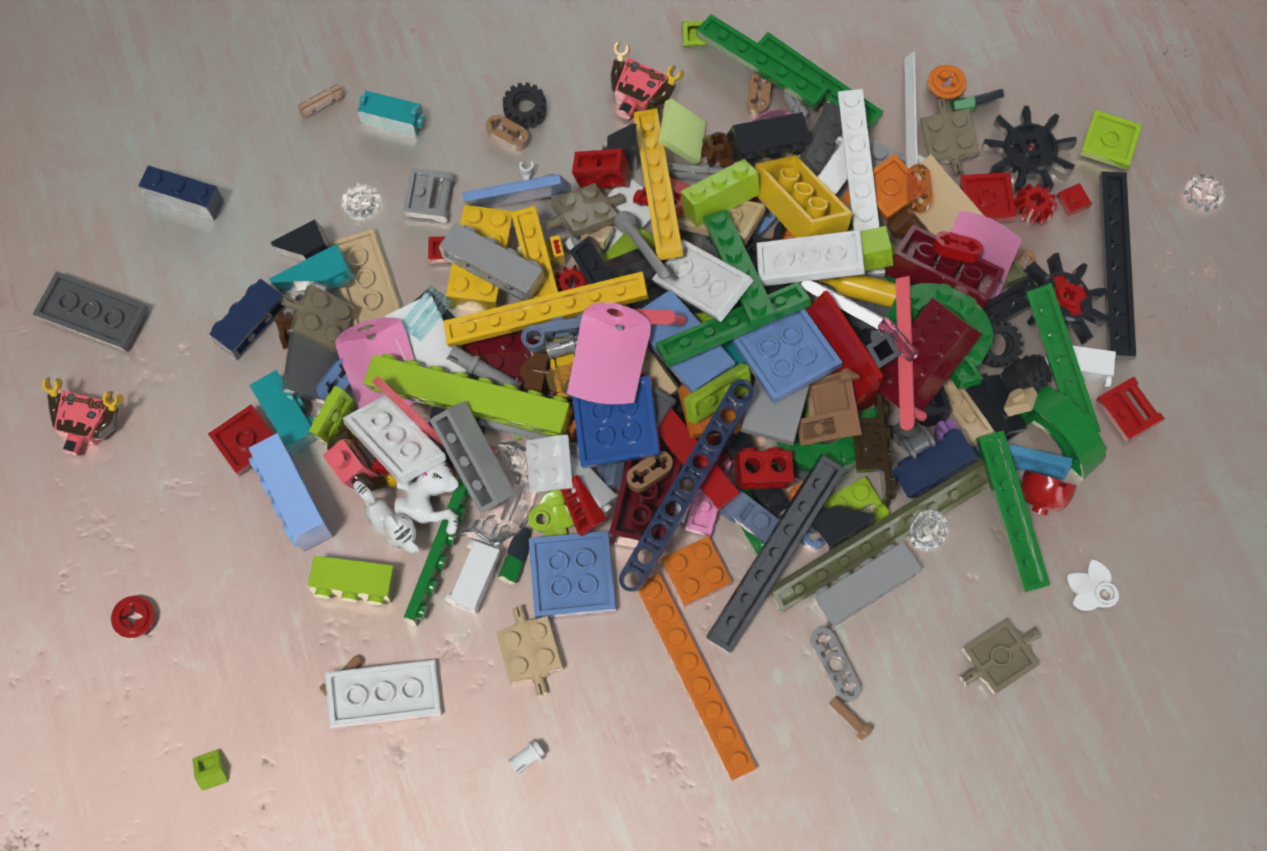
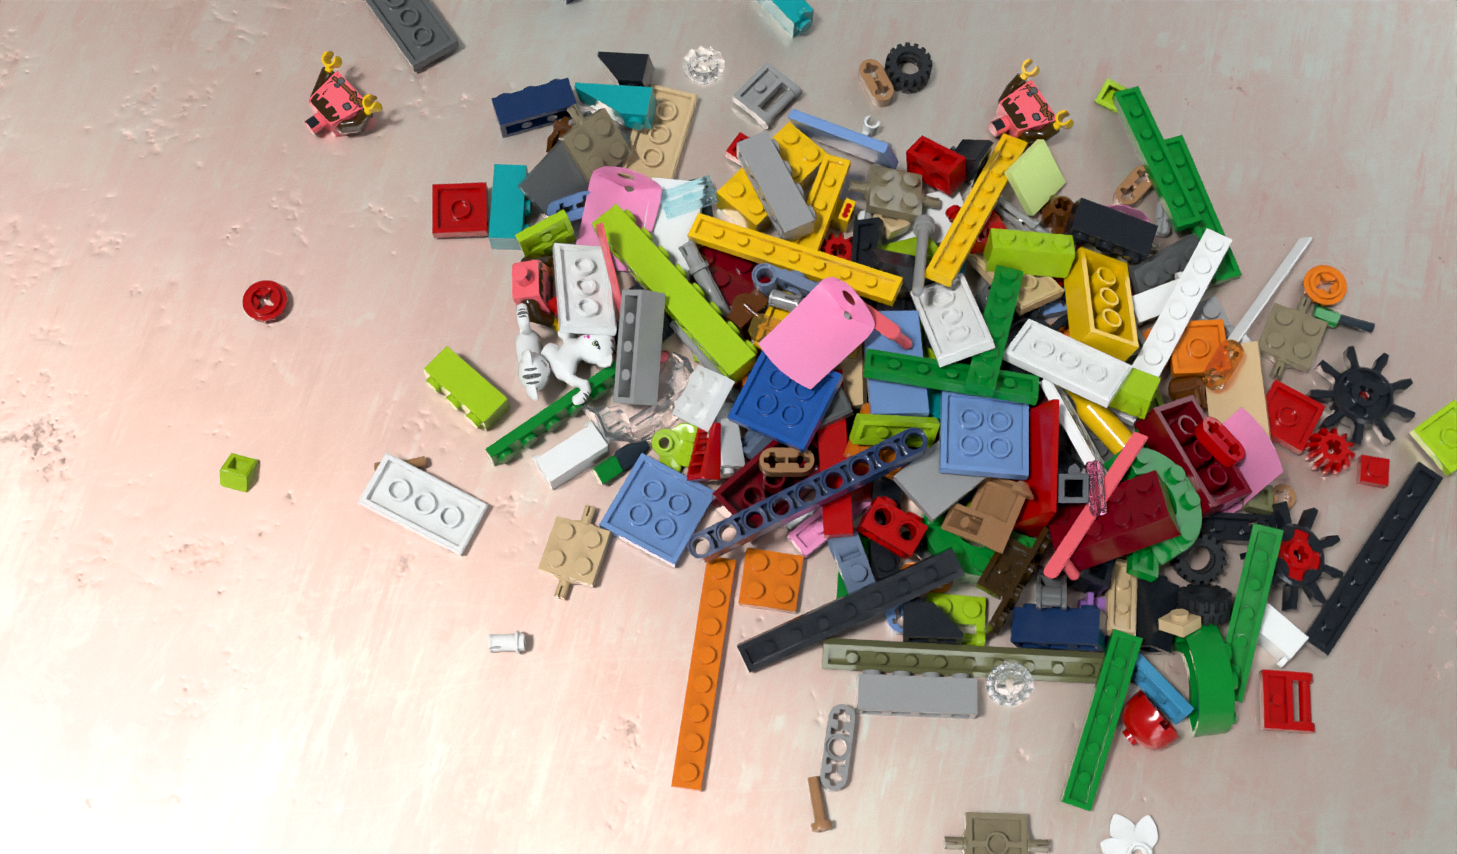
camera: 30 degrees right, 0 degrees up
(289, 493) = (463, 279): light blue brick -> none

